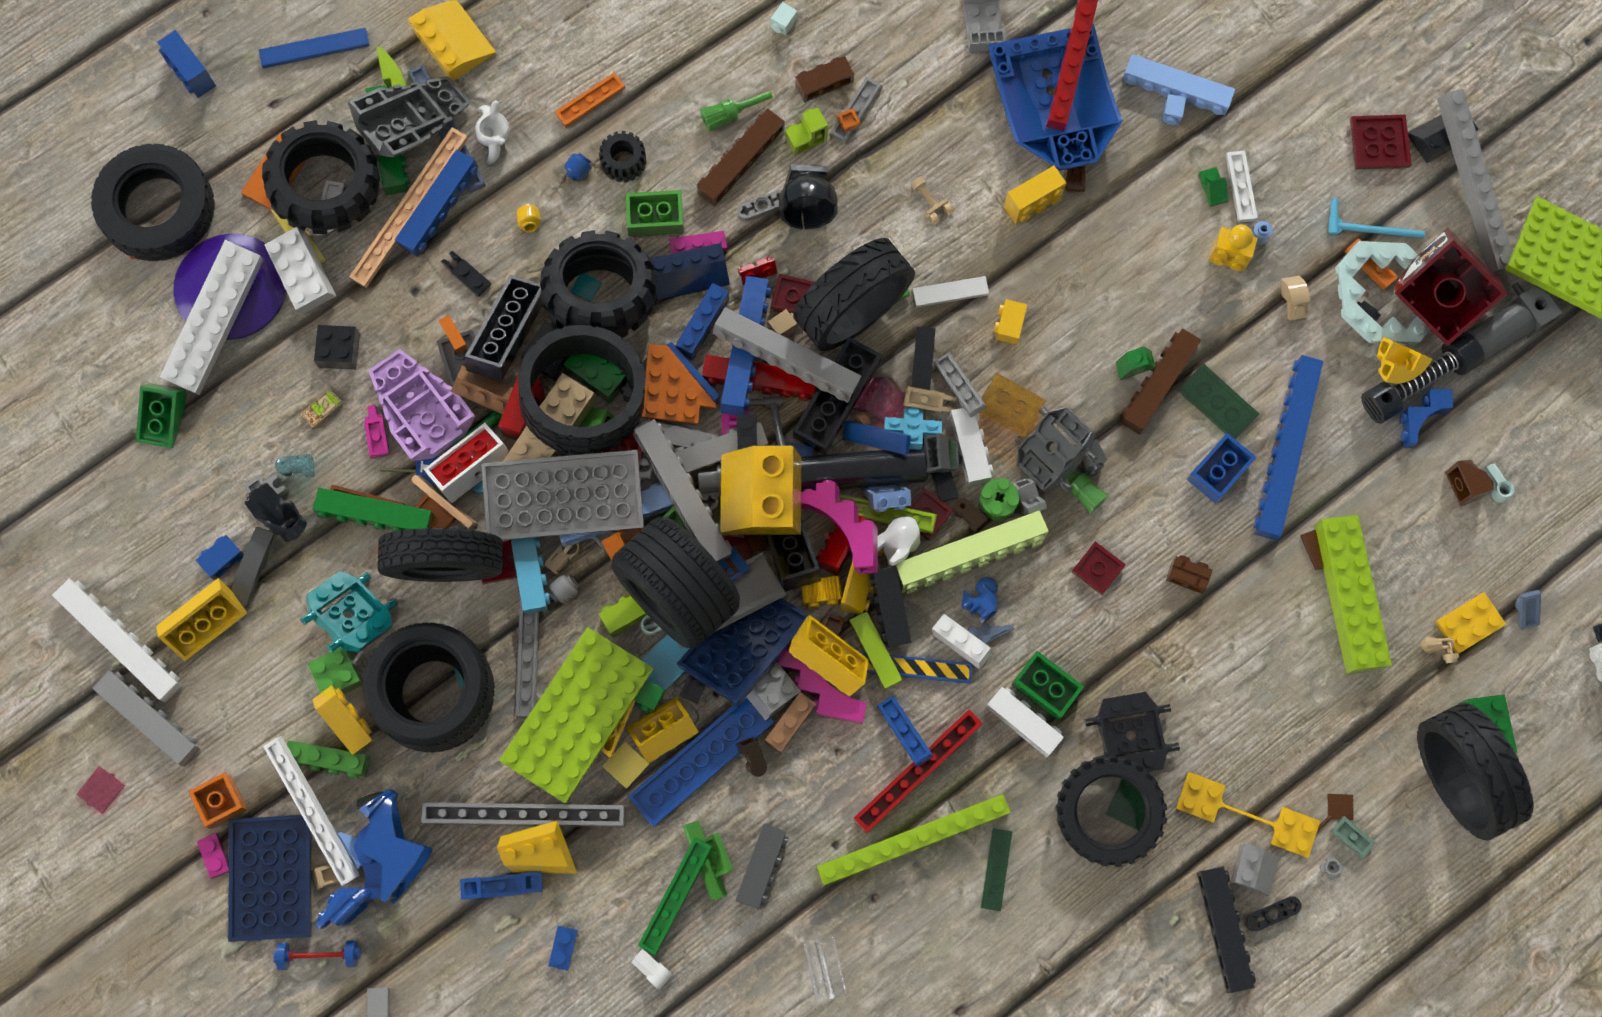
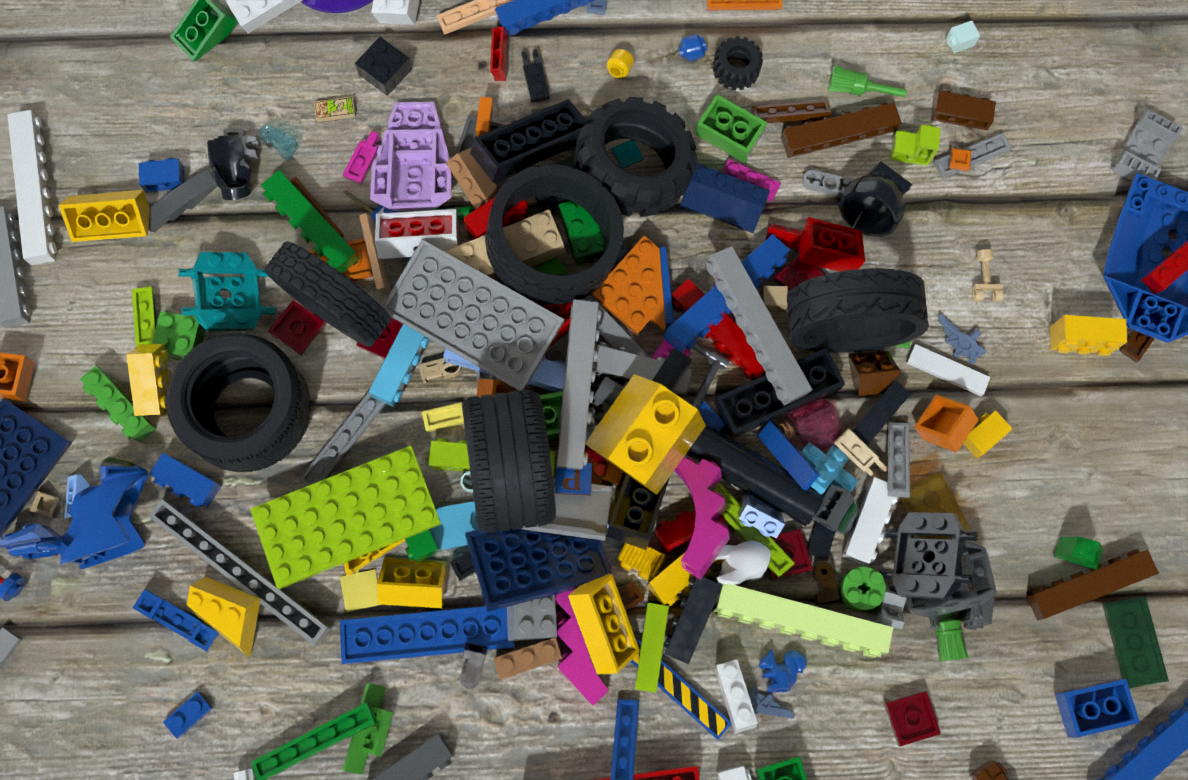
camera: 35 degrees right, 0 degrees up
(294, 677) = (144, 314): none -> lime plate
(311, 810) = (69, 439): white tile -> none
(412, 258) = (499, 34): none -> red piece
(424, 602) = (297, 327): none -> dark red plate
(426, 779) = (184, 481): none -> blue brick
(563, 589) = (419, 398): light grey head -> none
(593, 590) = (443, 417): none -> light yellow tile
(692, 167) = (792, 111): none -> reddish brown plate
(702, 321) = (699, 250): blue brick -> none
(798, 255) = (831, 246): none -> red slope
(895, 331) = (872, 371): none -> reddish brown slope
(946, 263) = (963, 344): none -> sand blue piece
(976, 333) = (946, 423): none -> orange piece
(1027, 461) = (912, 573): none -> black piece

